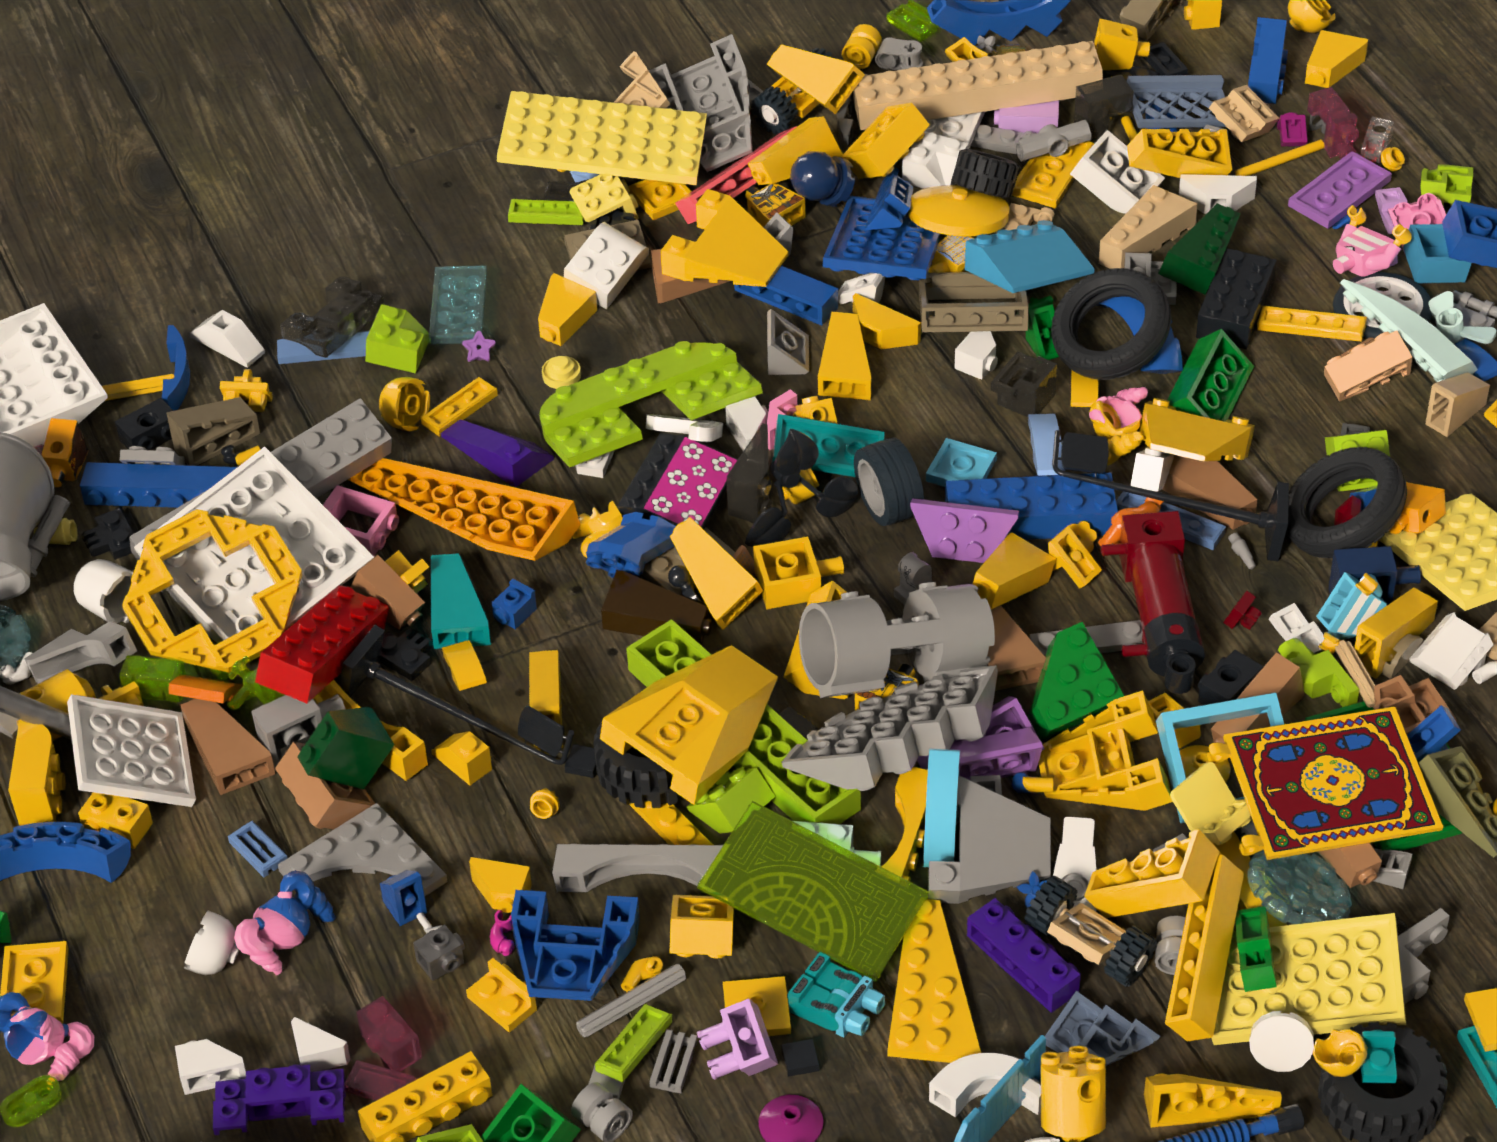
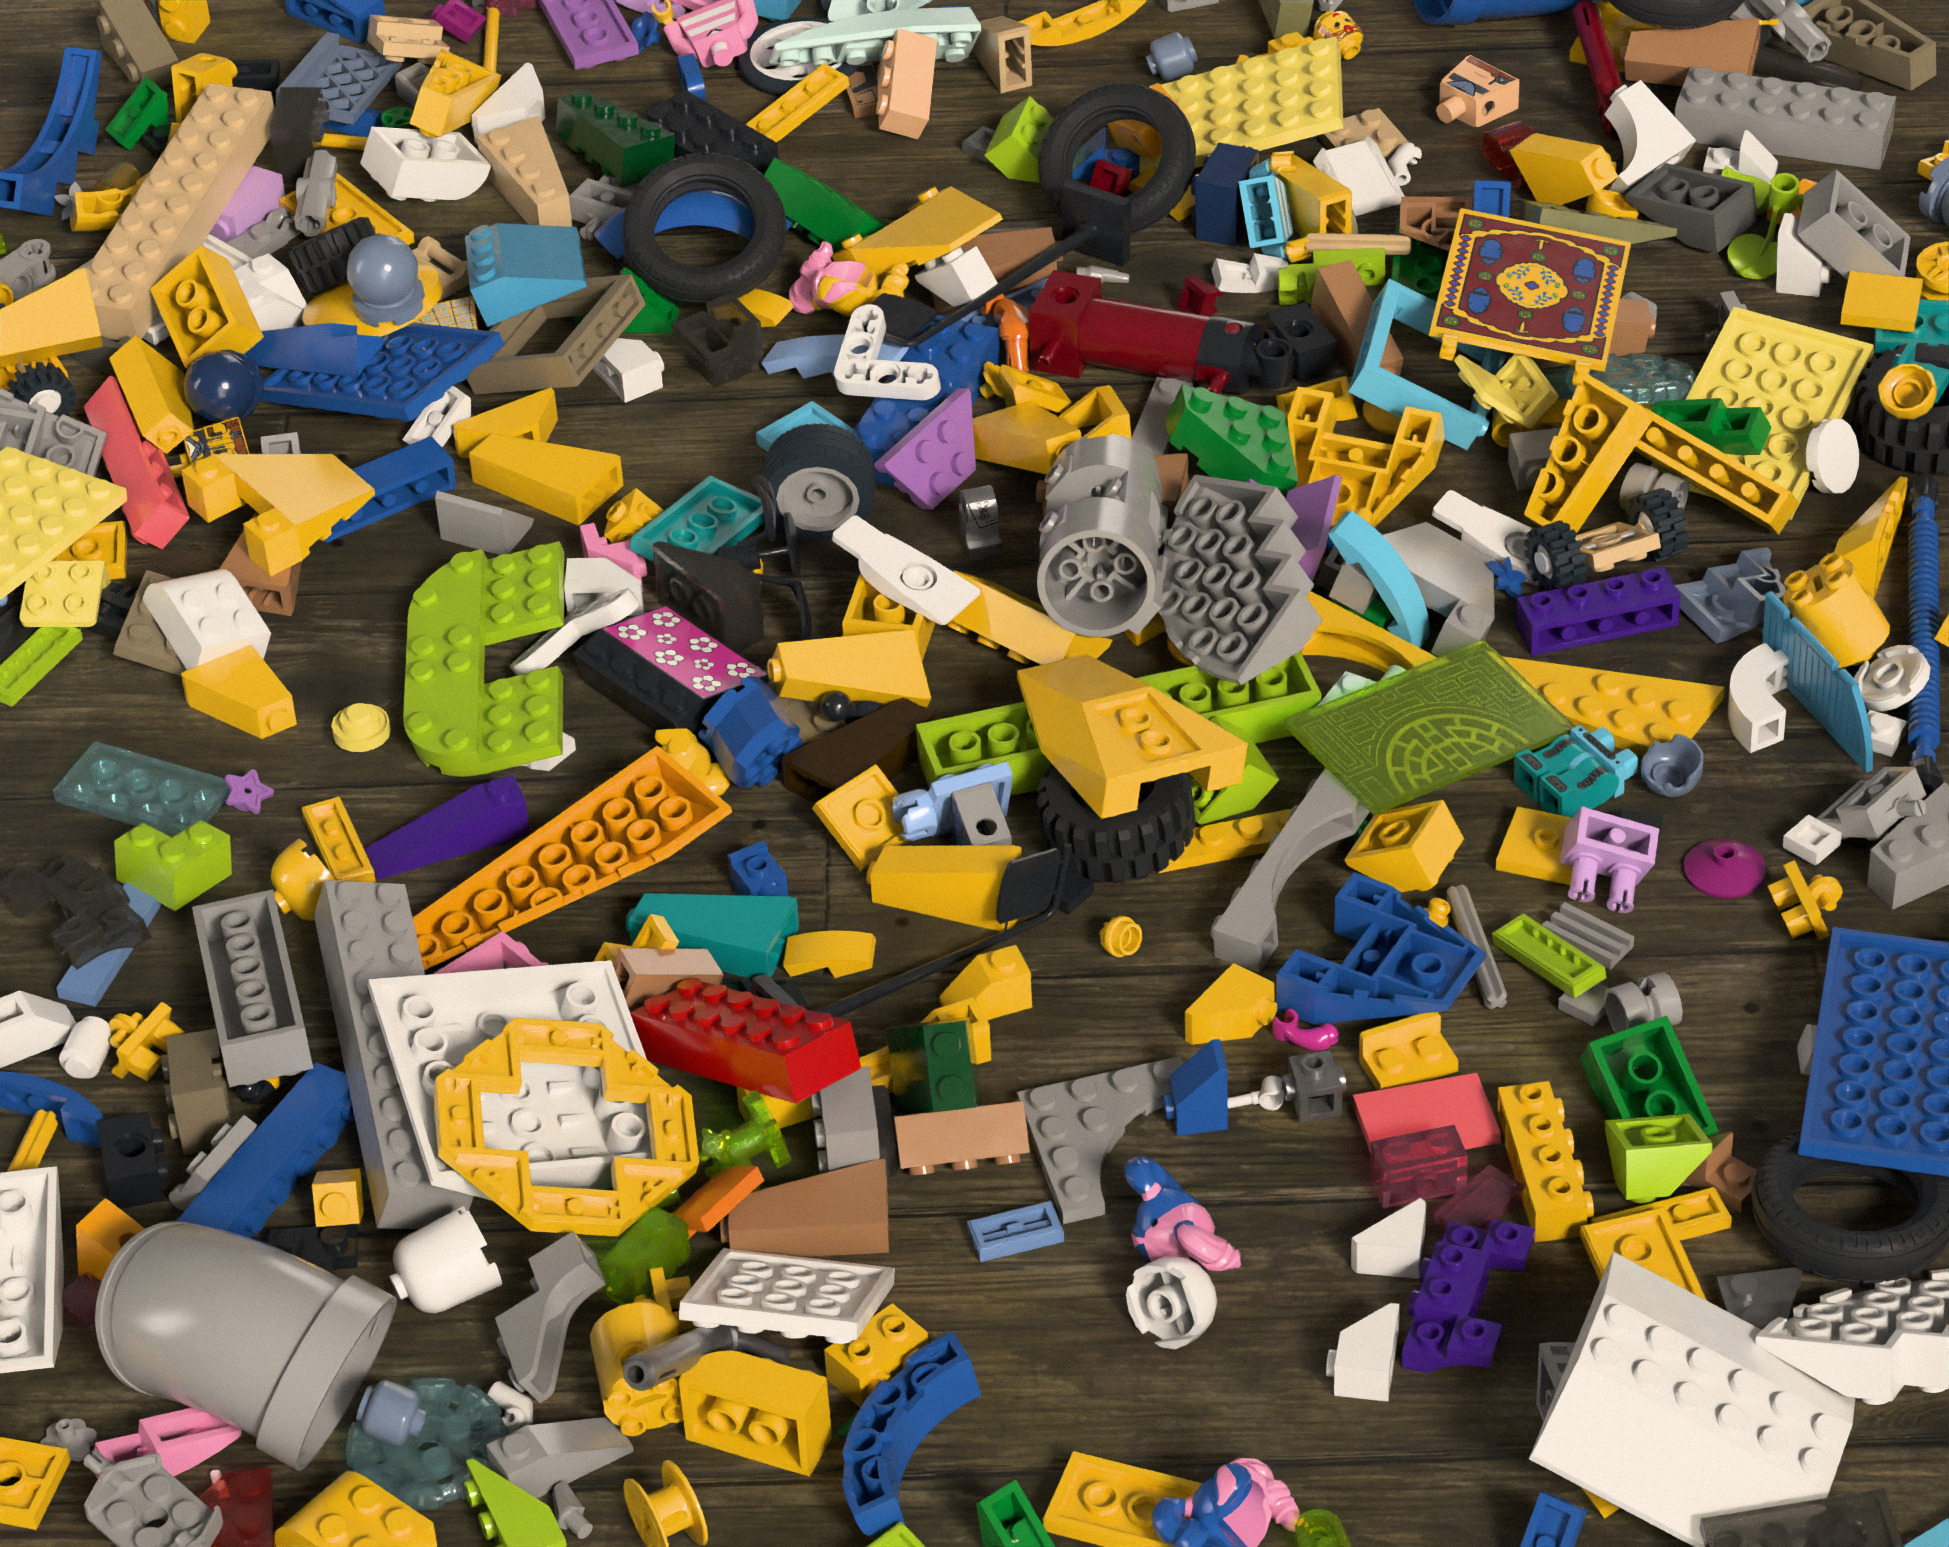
camera: 65 degrees left, 5 degrees down
(141, 516) = (338, 1197): none -> yellow brick
(227, 369) = (86, 1047): none -> white brick
(286, 411) = (252, 989): none -> light grey brick
(448, 1025) = (1427, 1107): none -> coral tile
(591, 634) = (862, 816): none -> yellow tile
(594, 695) = (975, 806): none -> light grey torso
(605, 658) = (930, 812): none -> light blue plate
(809, 556) = (905, 572): none -> white piece
(867, 1052) = (1672, 766): none -> sand blue hair
(940, 197) = (384, 280): none -> sand blue tile
(1016, 455) = (867, 365): none -> white beam
(1077, 606) = (1102, 408): none -> yellow tile
(1081, 32) = (144, 107): none -> green slope
(1312, 262) = (690, 75): none -> blue beam

